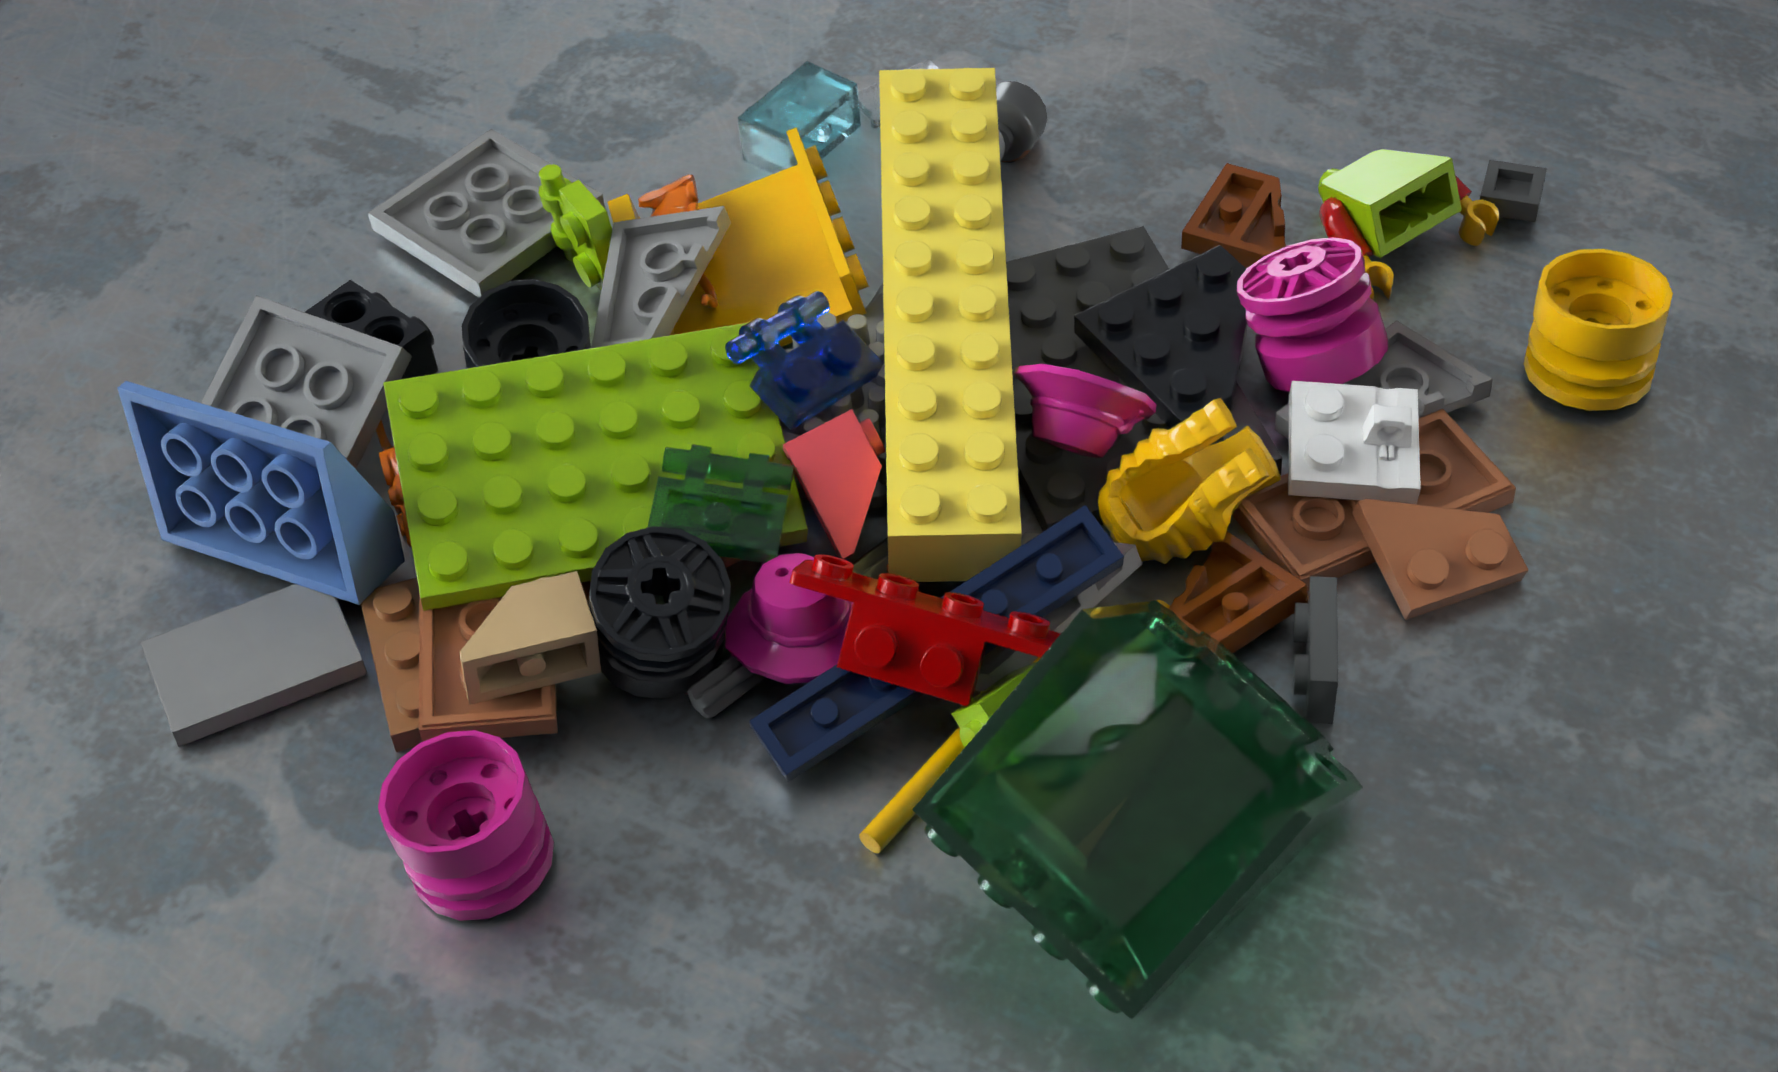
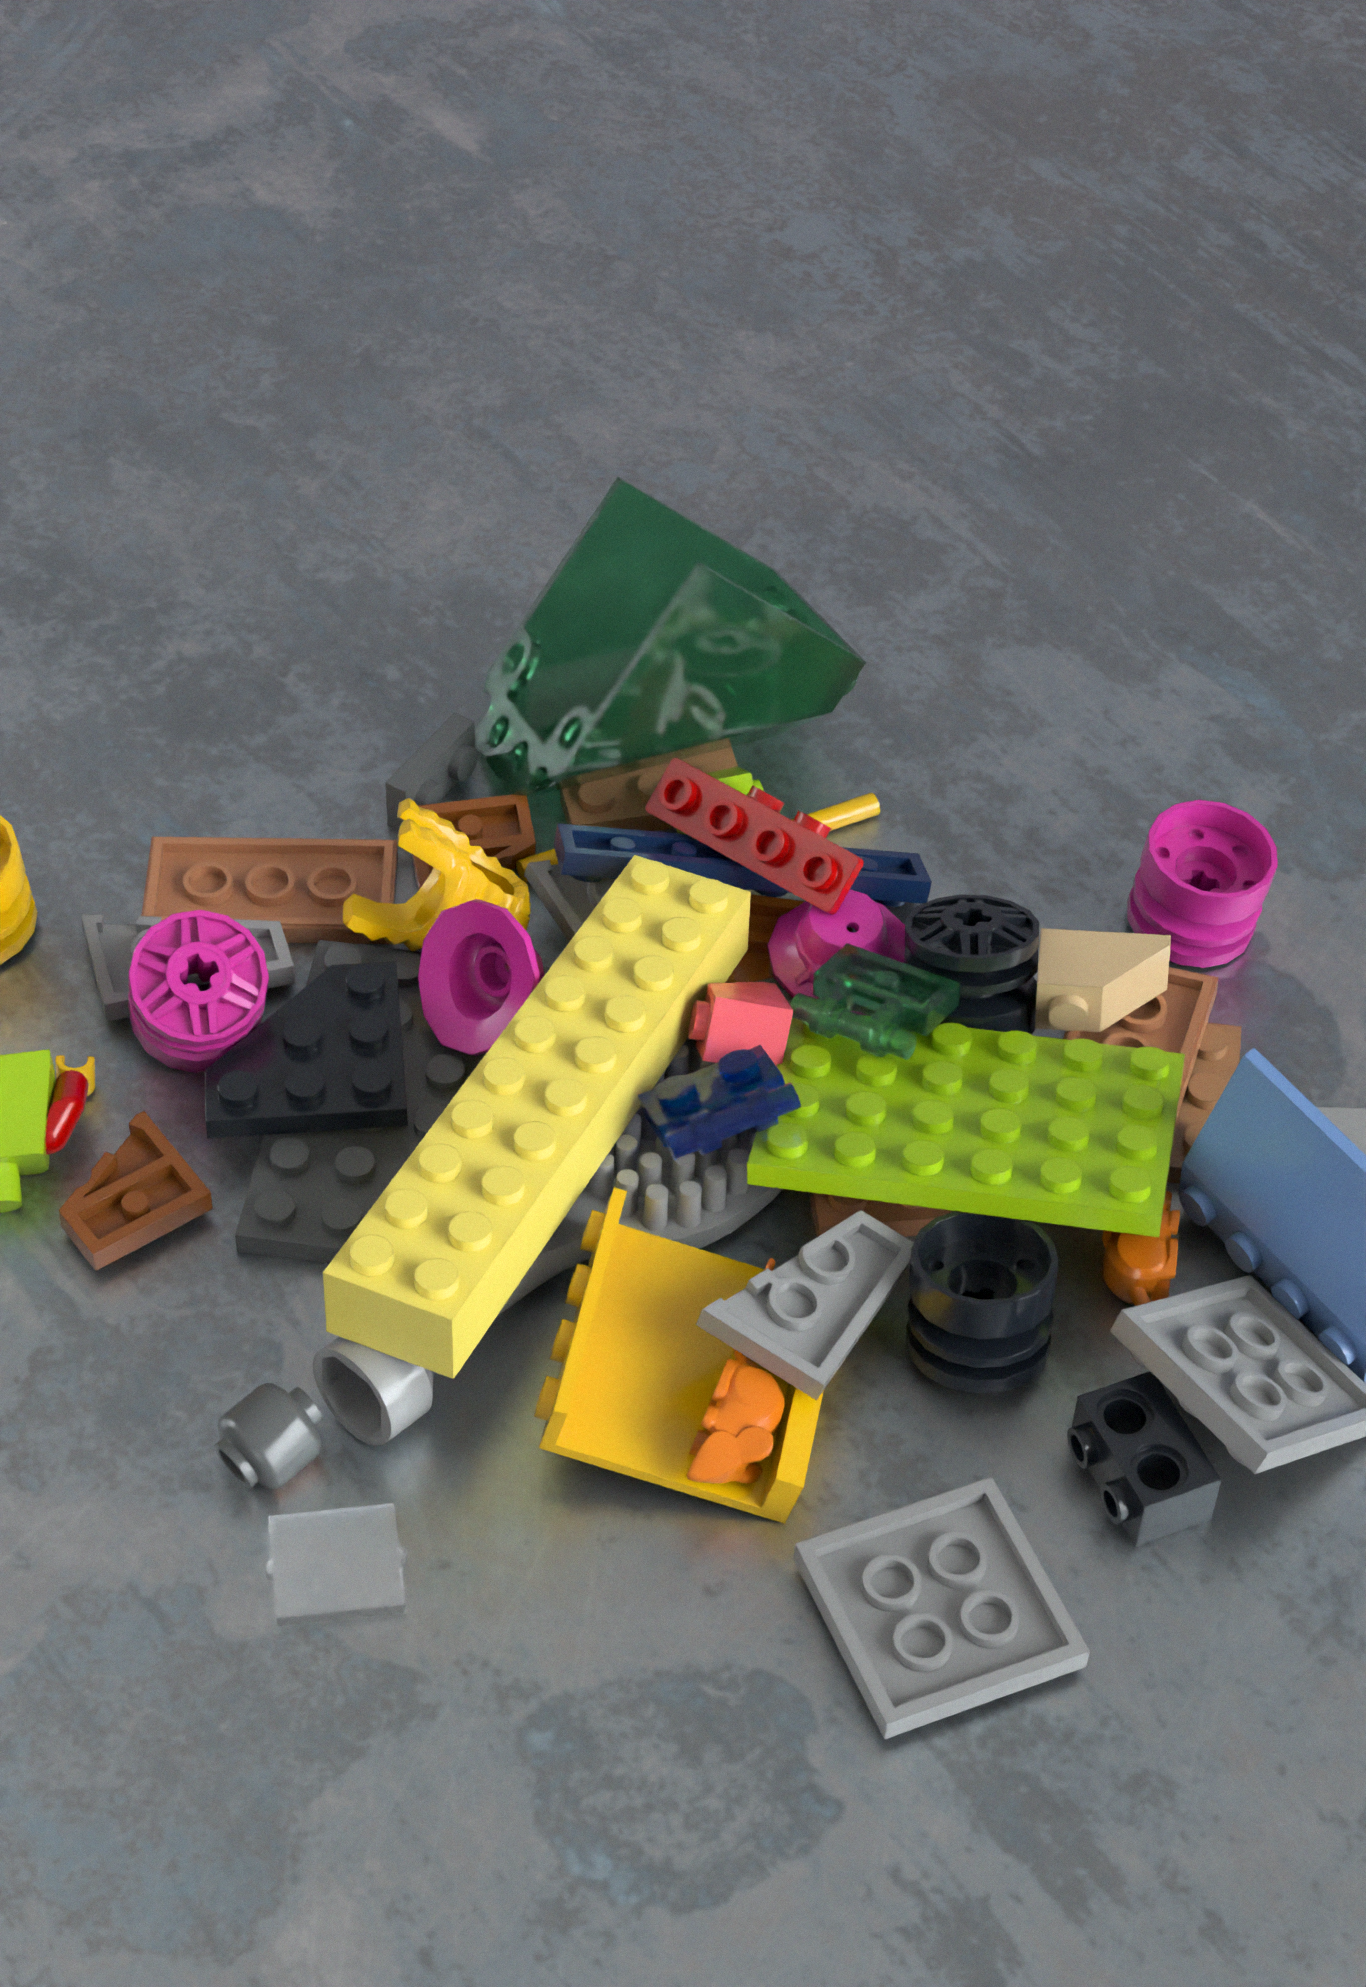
camera: 160 degrees left, 0 degrees up
(578, 224) = (850, 1457): lime plate -> none
(813, 101) = (503, 1556): clear light blue brick -> none
(1353, 442) = (265, 892): white hinge -> none
(1438, 553) = (260, 803): nougat wing -> none

